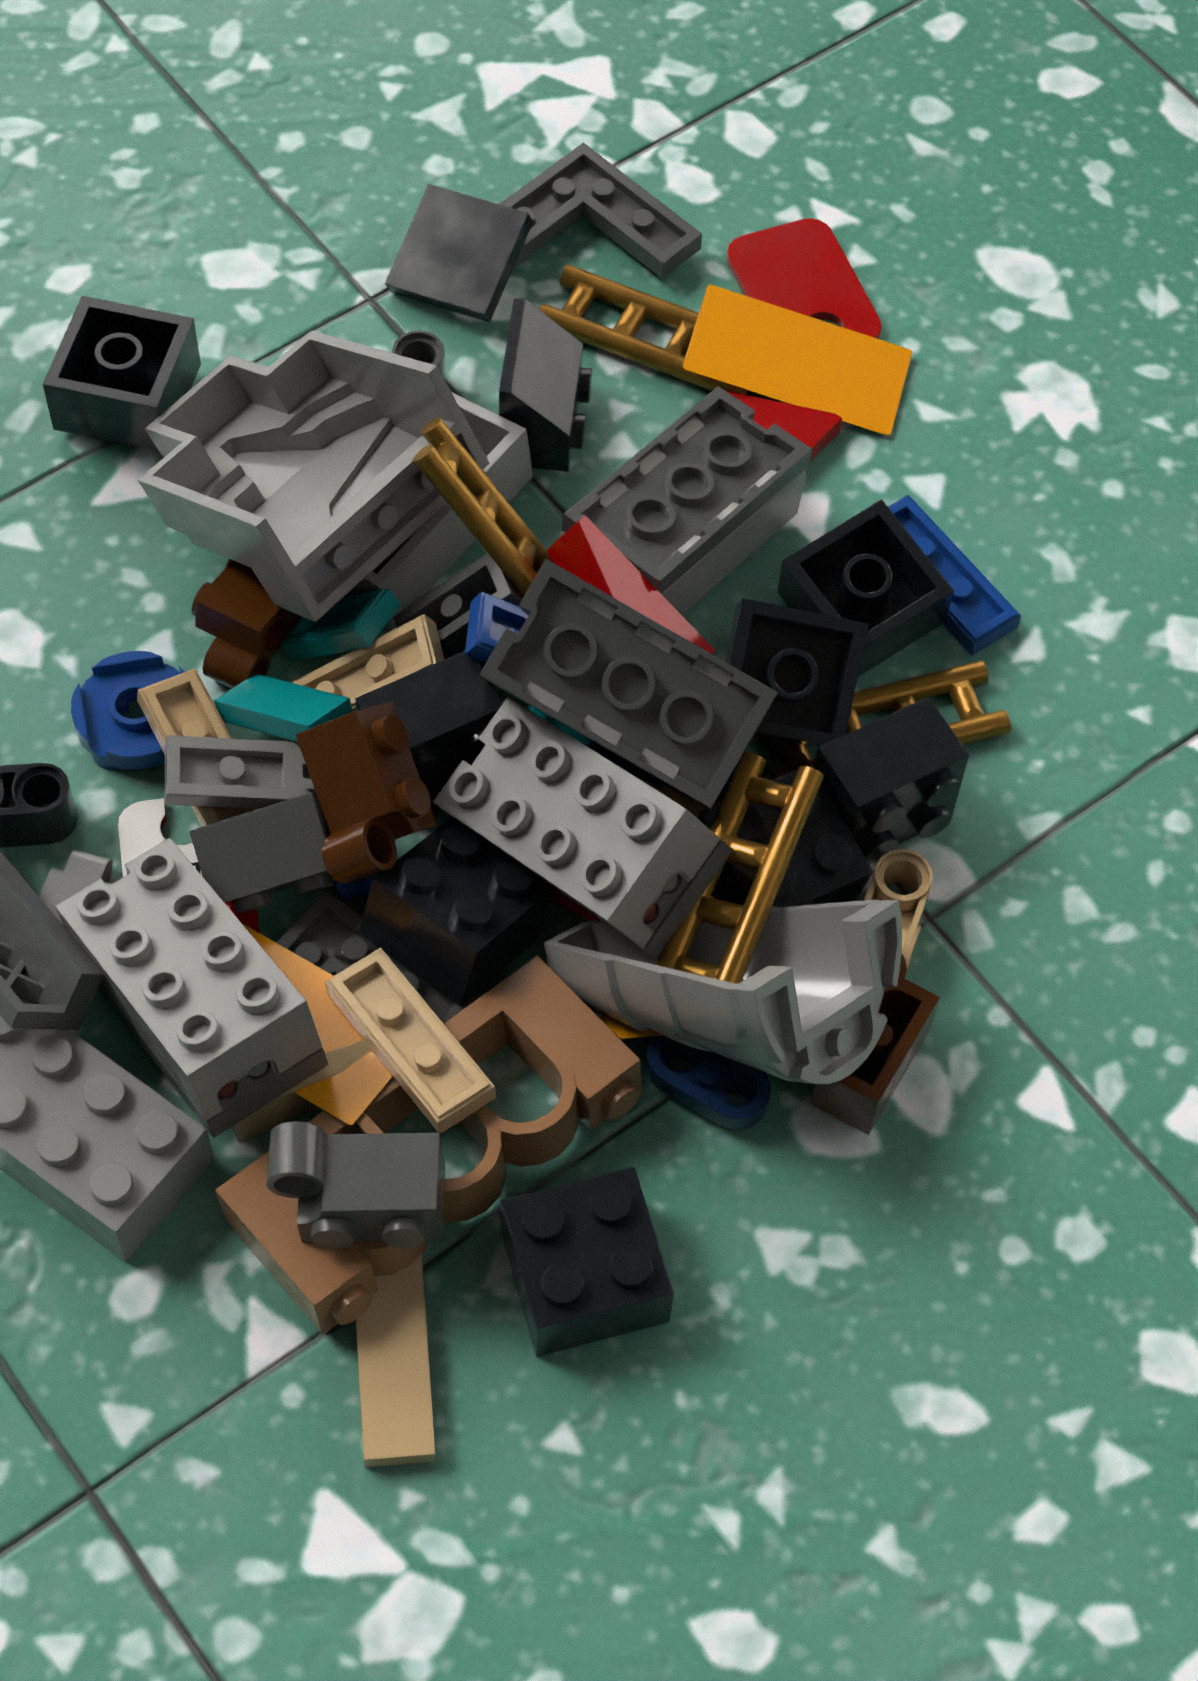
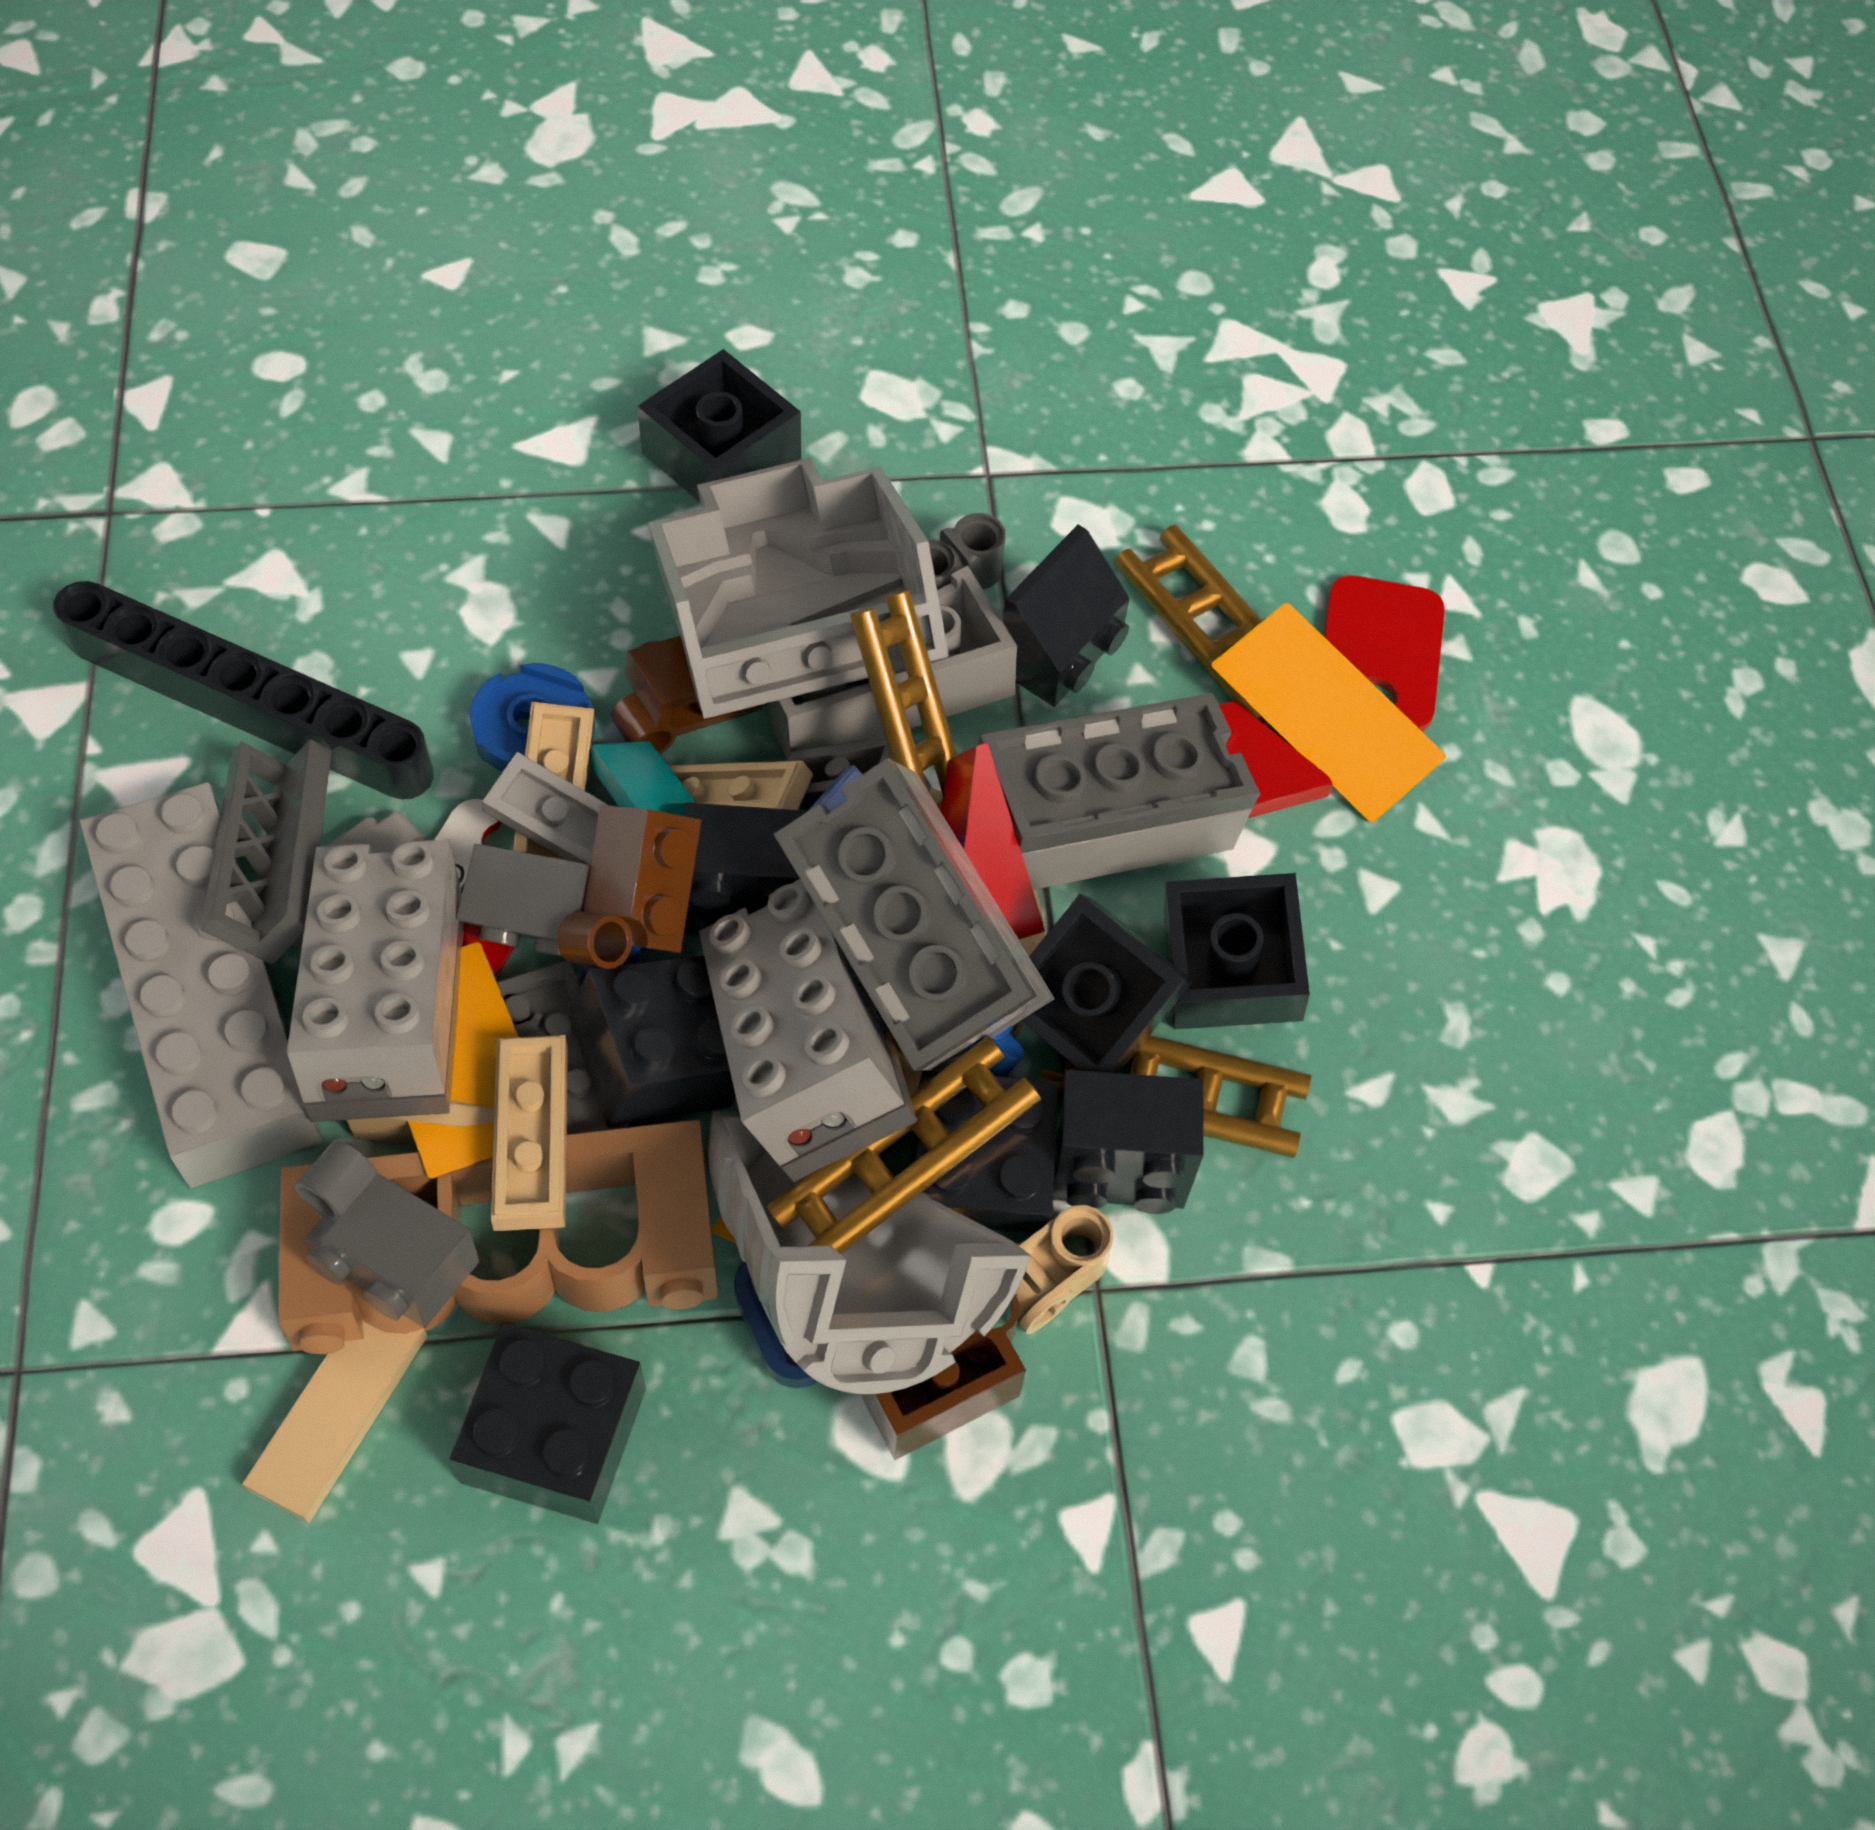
camera: 30 degrees right, 0 degrees up
(345, 627) = (744, 736): teal tile -> none
(459, 252) = (1082, 467): black tile -> none
(615, 204) = (1225, 461): dark grey plate -> none
(977, 608) = (1338, 1008): blue tile -> none

